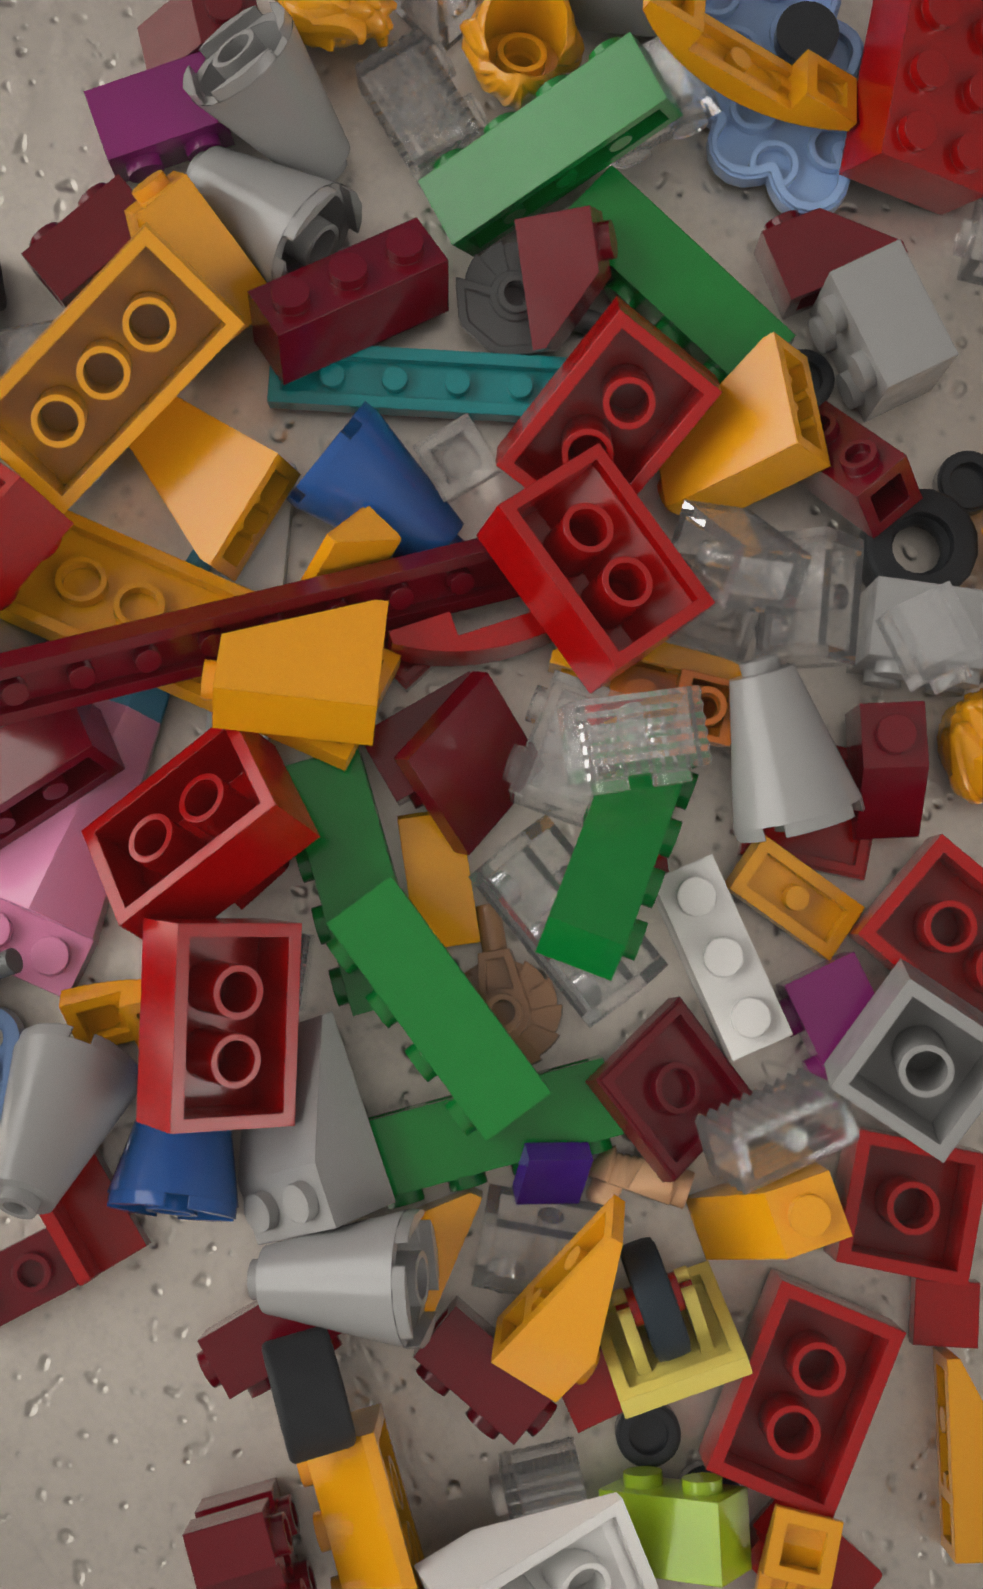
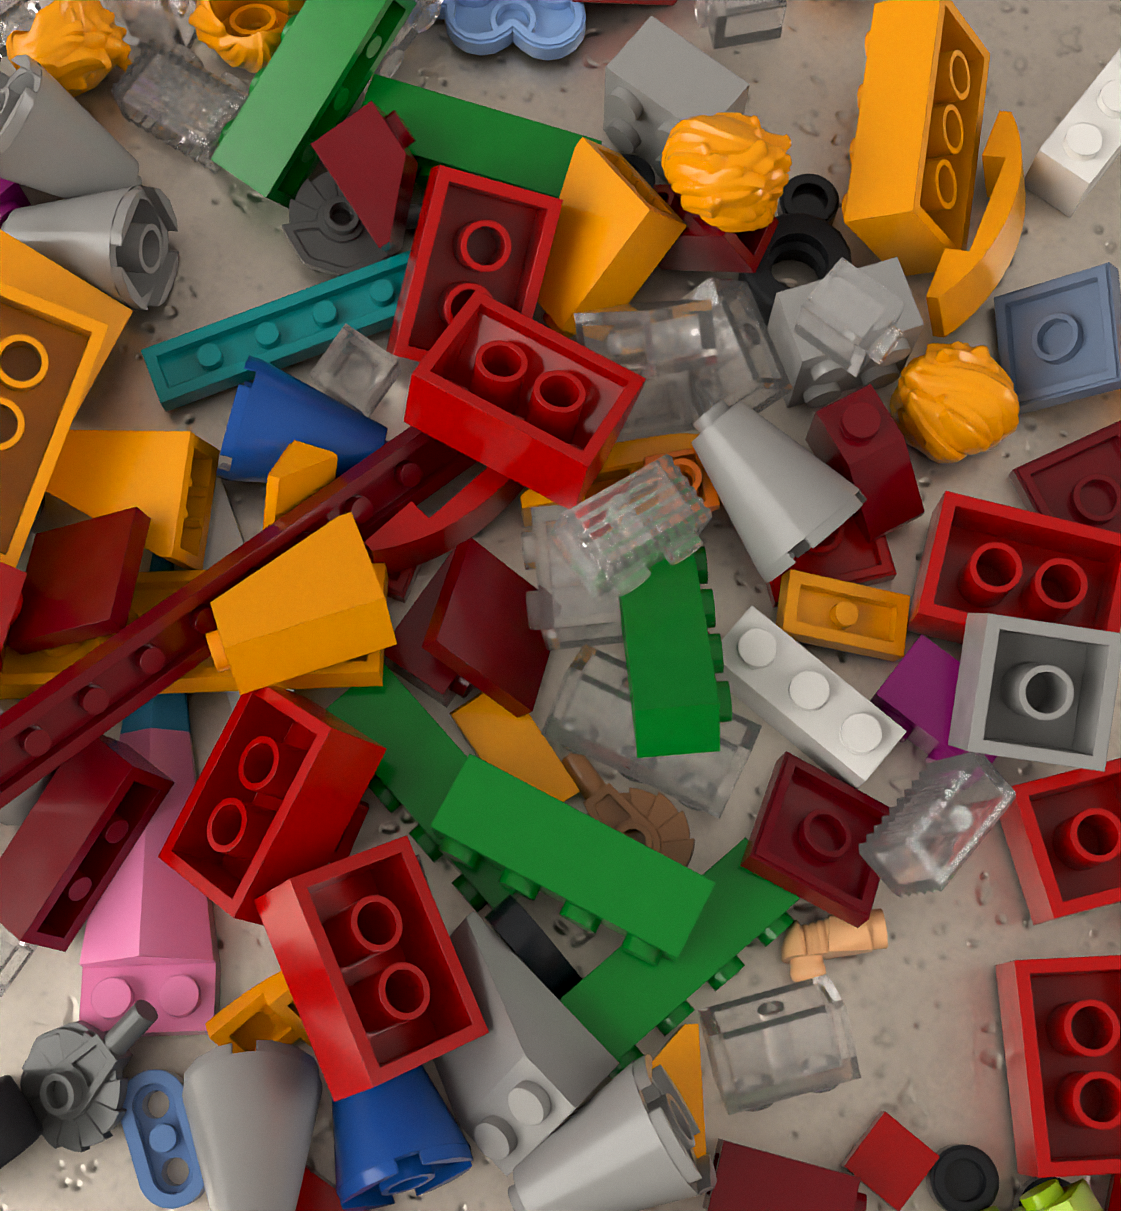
camera: 25 degrees left, 10 degrees down
(119, 549) = (80, 581): none -> dark red tile
(349, 300) = (195, 282): dark red brick -> none
(371, 1063) = (533, 946): none -> black beam
(552, 1173) = (752, 967): dark purple tile -> none
(557, 1322) = (829, 1103): light orange slope -> none
(668, 1333) = (931, 1065): light yellow plate -> none
(771, 1222) = (973, 909): light orange slope -> none
(803, 249) = (570, 78): dark red slope -> none
(891, 436) = (727, 169): none -> light orange hair

